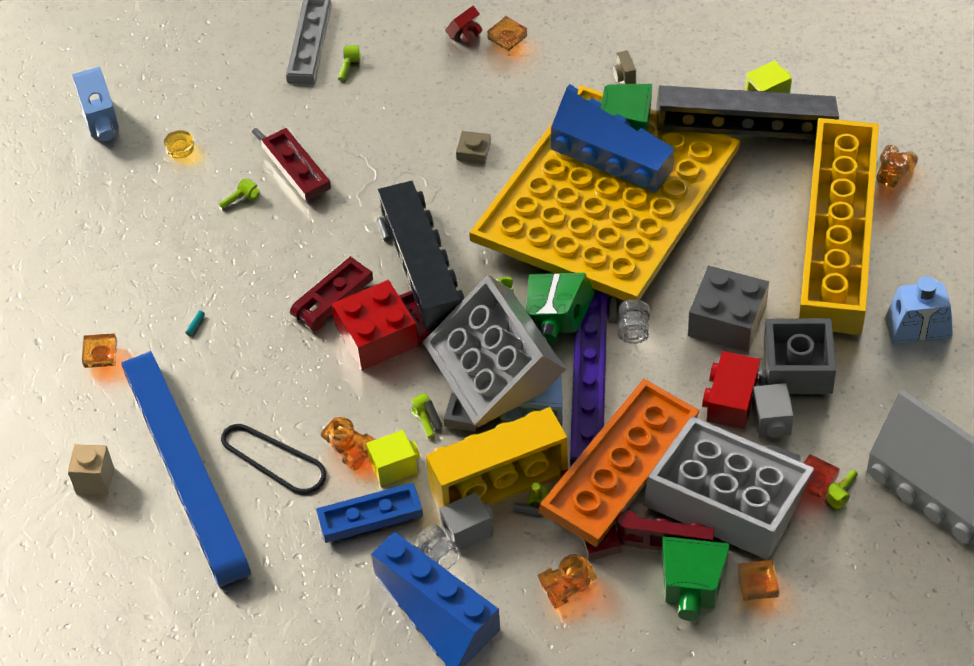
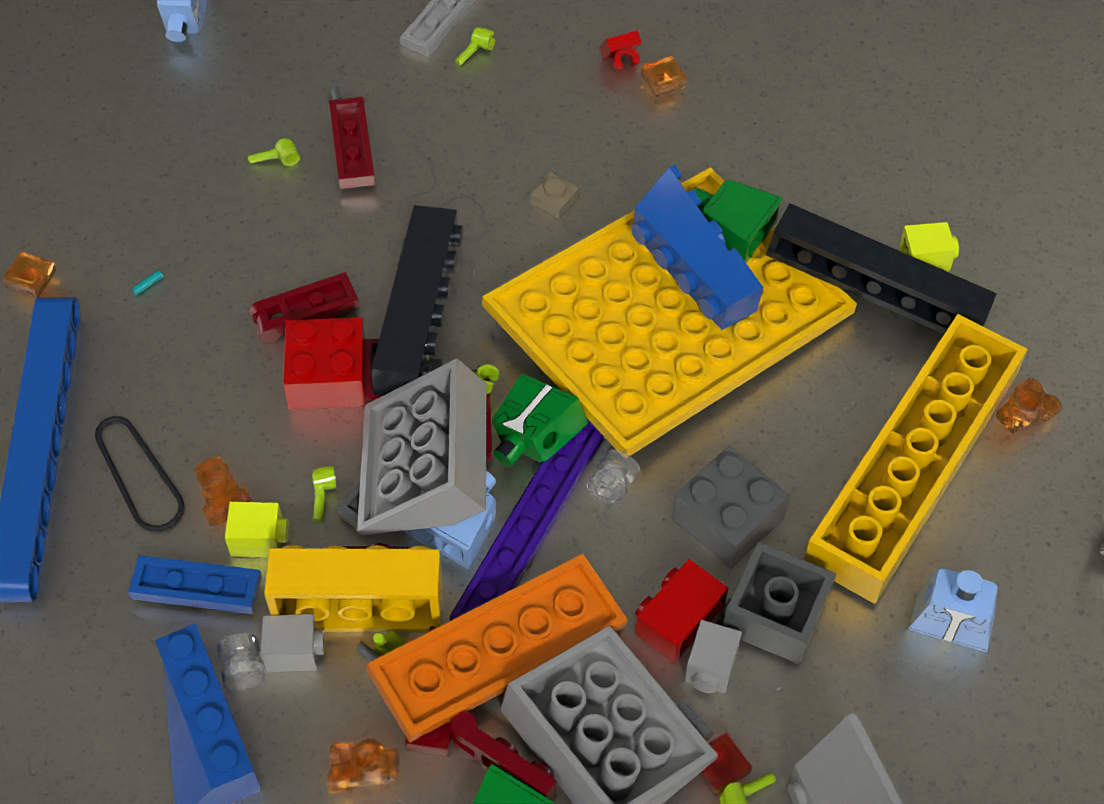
camera: 20 degrees right, 5 degrees up
(179, 144) = (247, 73): clear yellow tile -> none
(433, 414) = (330, 496): dark grey piece -> none
(624, 70) = (769, 169): dark tan plate -> none

